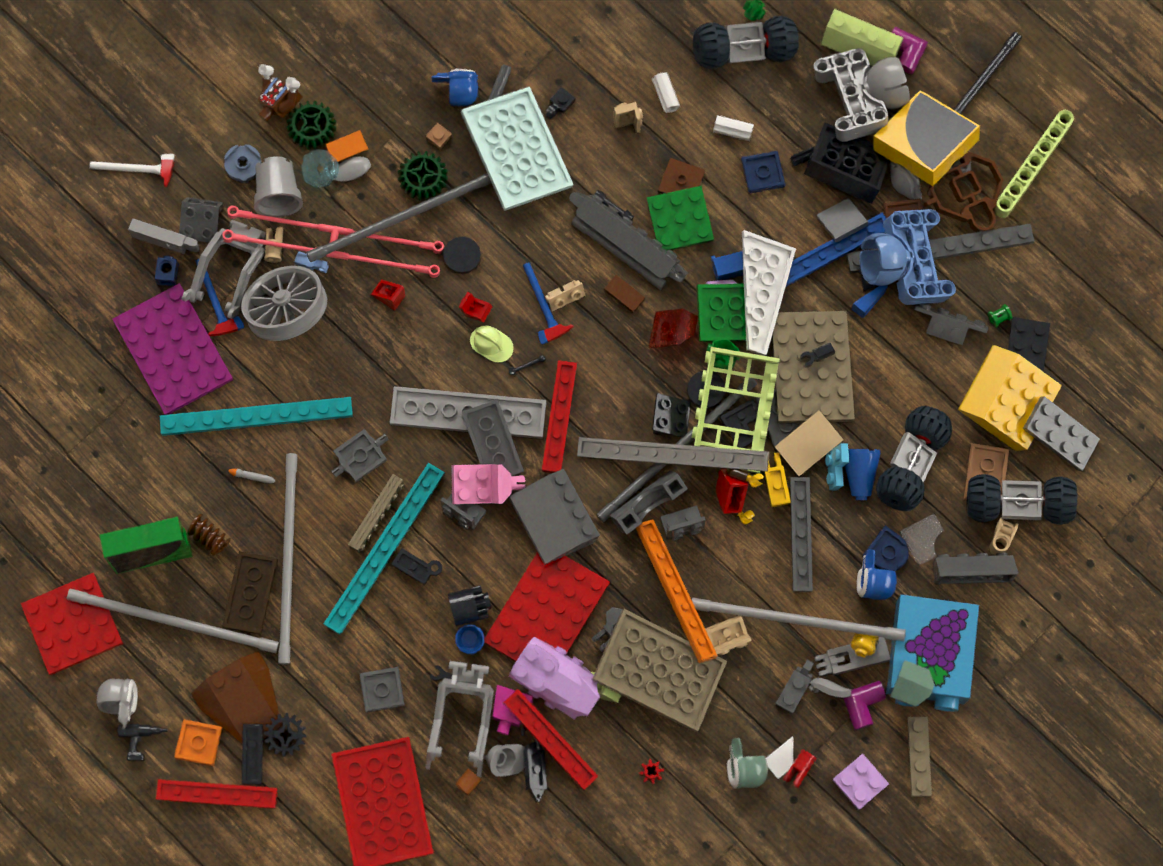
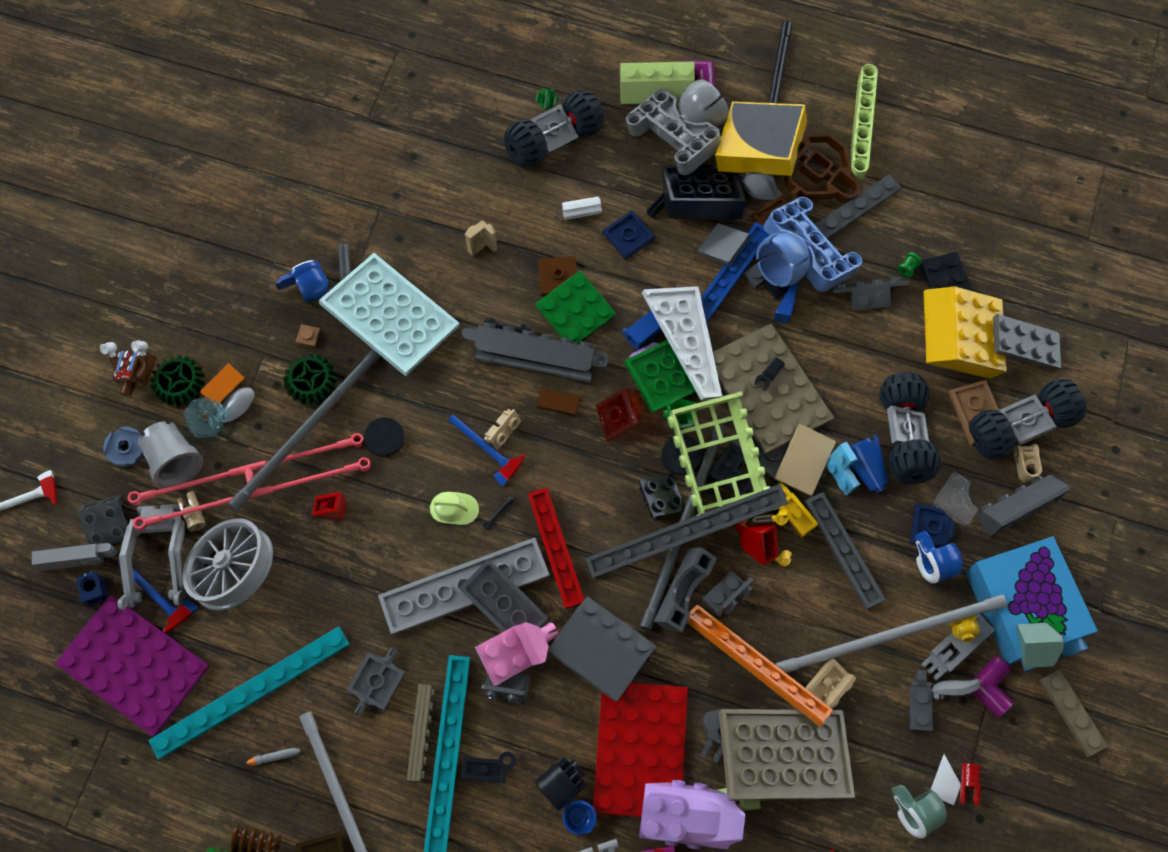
camera: 25 degrees left, 5 degrees down
(302, 260) = (227, 513): light blue bar -> none
(475, 307) = (421, 480): red bracket -> none
(559, 102) = (409, 255): black plate -> none
(666, 92) = (504, 203): white axle -> none
(860, 781) = (1033, 767): lavender plate -> none

